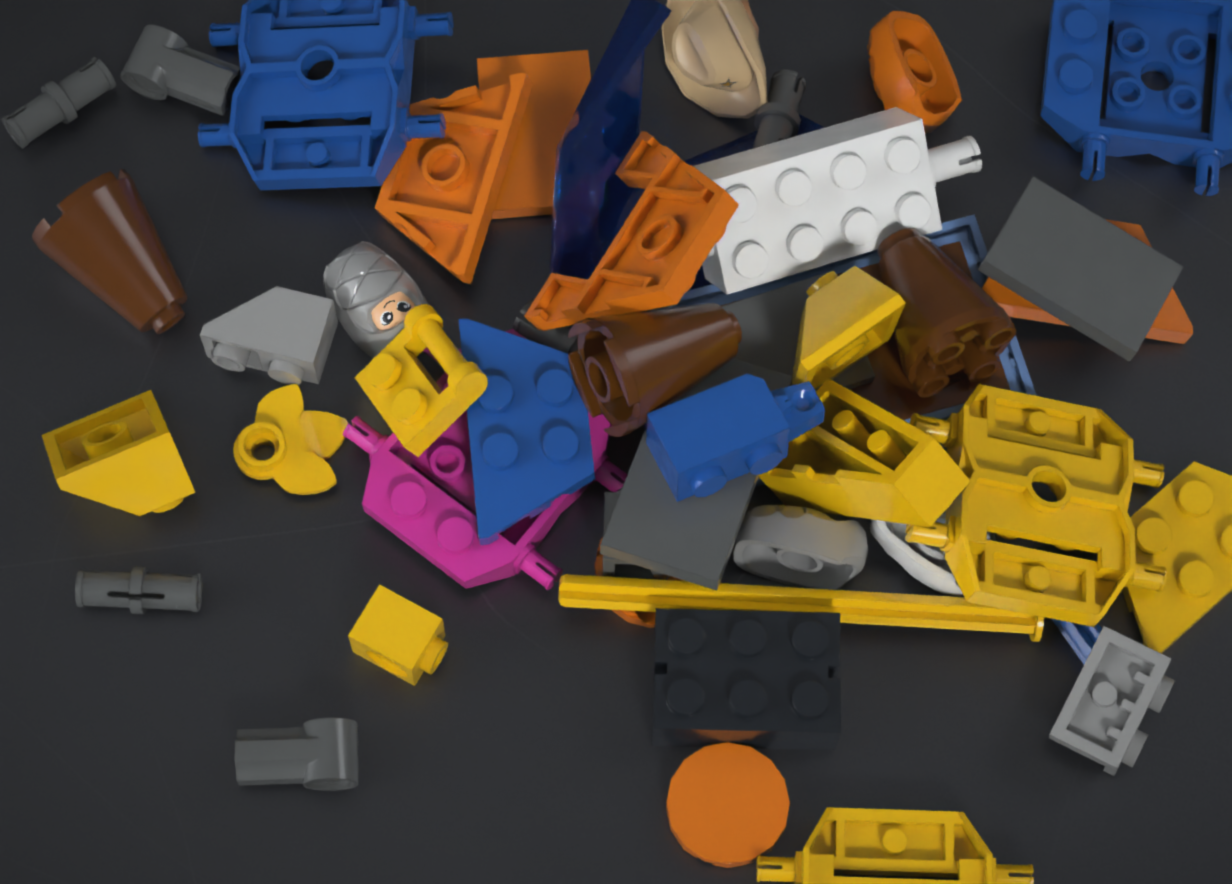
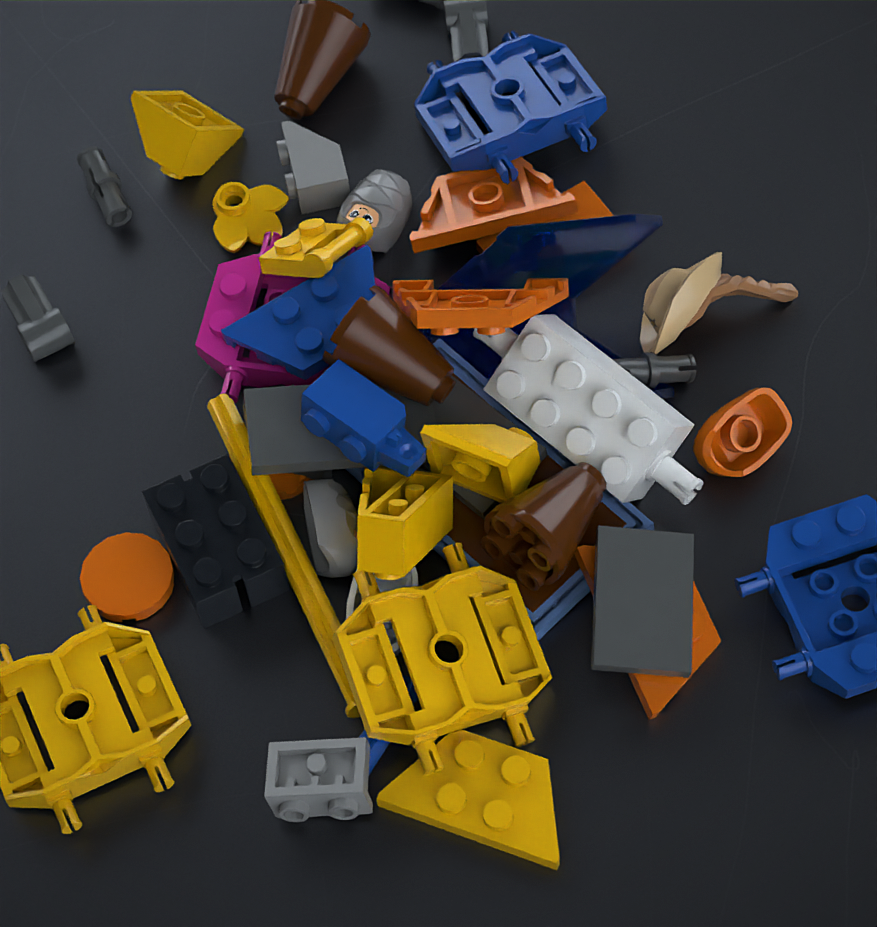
camera: 70 degrees right, 10 degrees down
(399, 636) = (143, 331): yellow brick -> none

